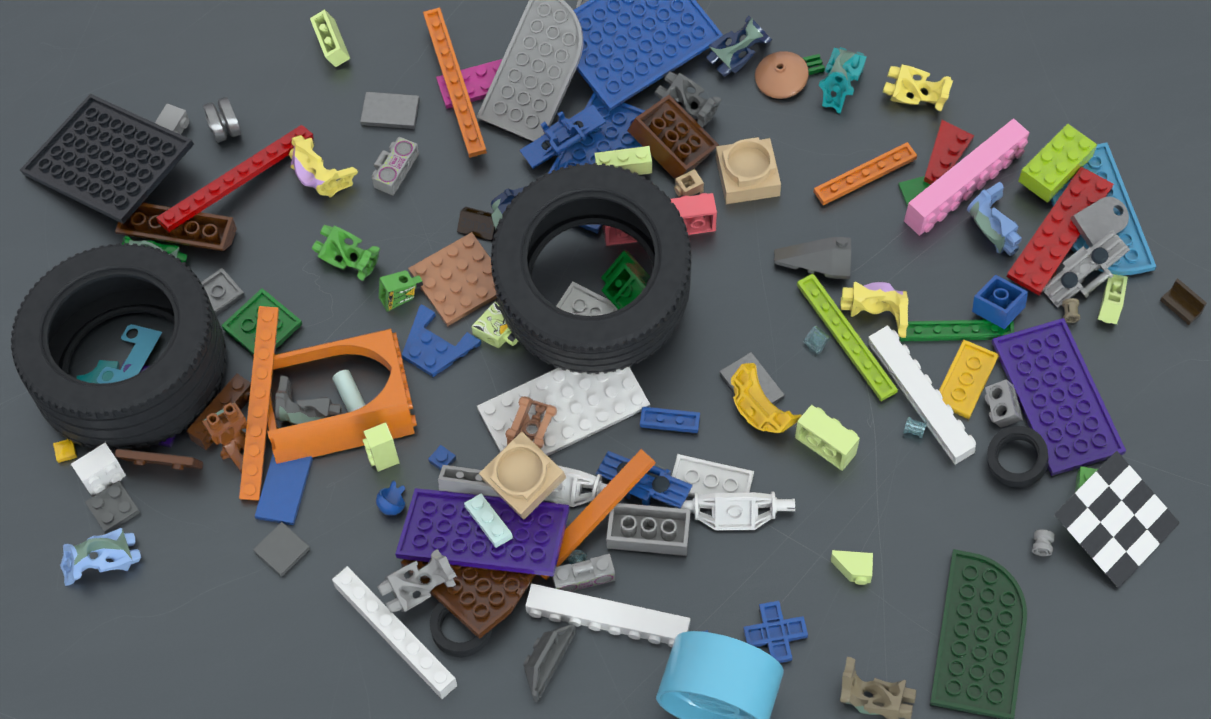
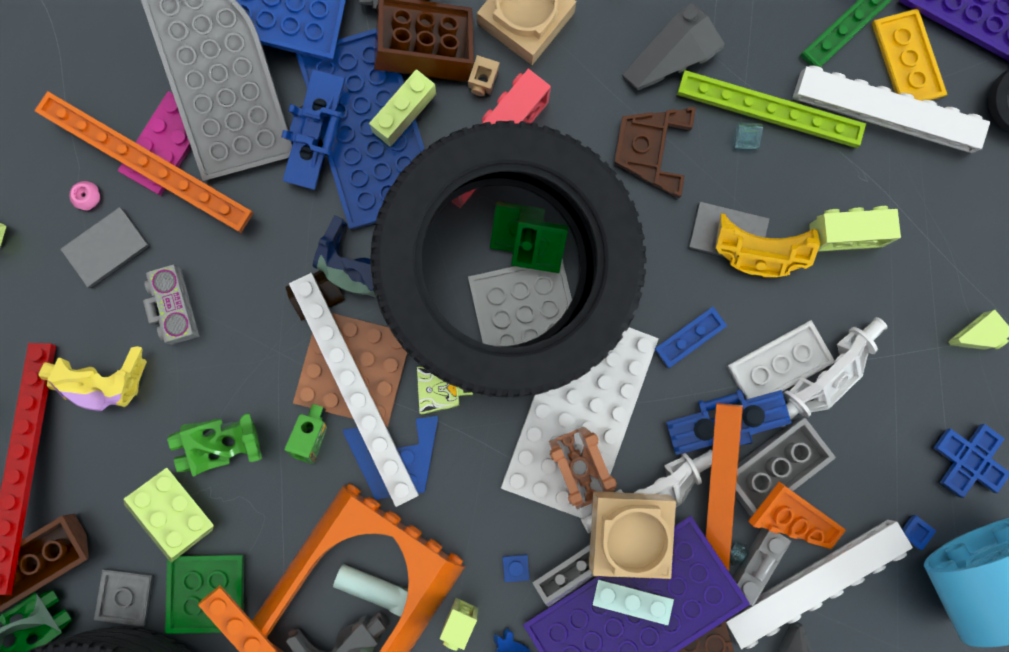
camera: 50 degrees left, 20 degrees up
(285, 266) = (168, 514): none -> yellowish green brick
(406, 80) = (91, 198): none -> bright pink plate
(447, 285) = (354, 389): none -> white plate
(628, 555) = (794, 516): none -> orange wing
(749, 293) = (642, 146): none -> reddish brown wing
(870, 299) = (766, 48): light yellow hips -> none
(915, 427) = (912, 148): clear light blue bush -> none
(1007, 401) = (974, 51): light grey brick -> none

